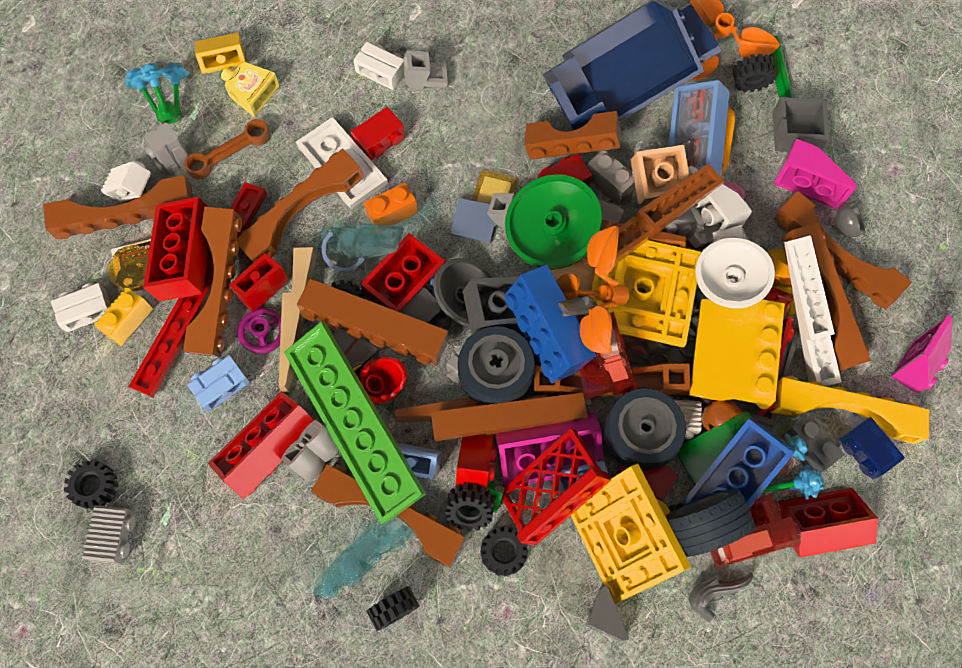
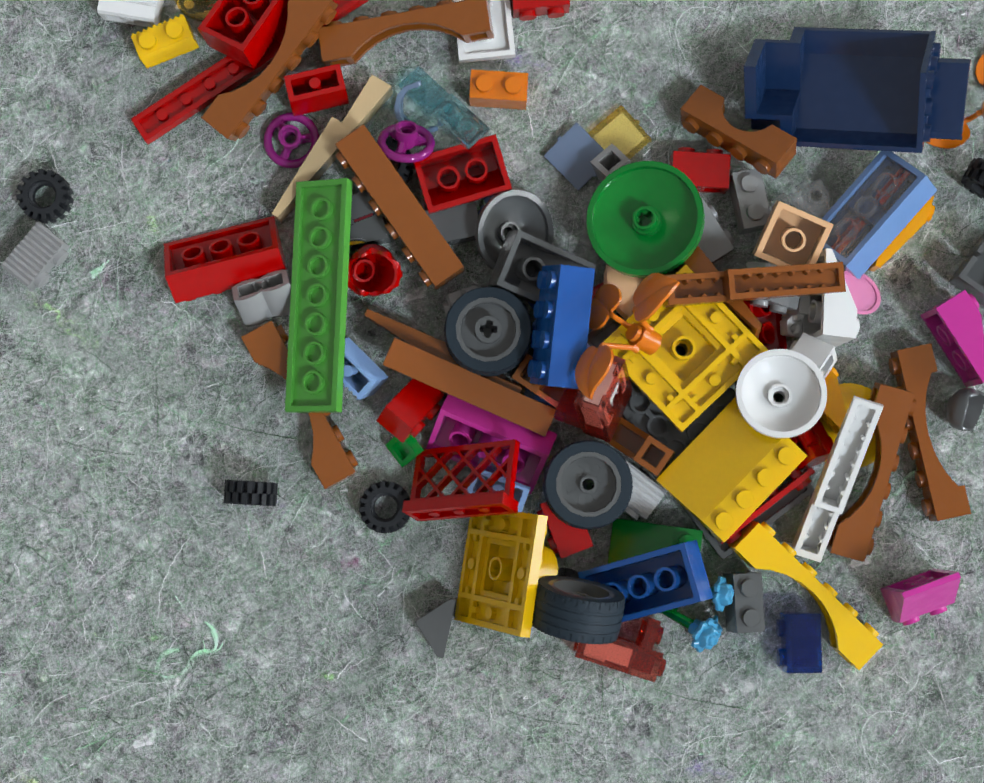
camera: 35 degrees right, 15 degrees up
(217, 383) = (217, 170): light blue brick -> none
(347, 270) = (407, 136): none -> magenta piece
(348, 566) = (236, 429): clear light blue slope -> none
(470, 496) = (378, 447): black tyre -> none
(577, 307) = (596, 331): dark grey piece -> none
(711, 588) = (555, 666): dark grey piece -> none
(718, 413) = (674, 516): dark orange hair -> none
(831, 521) = (706, 681): red slope -> none

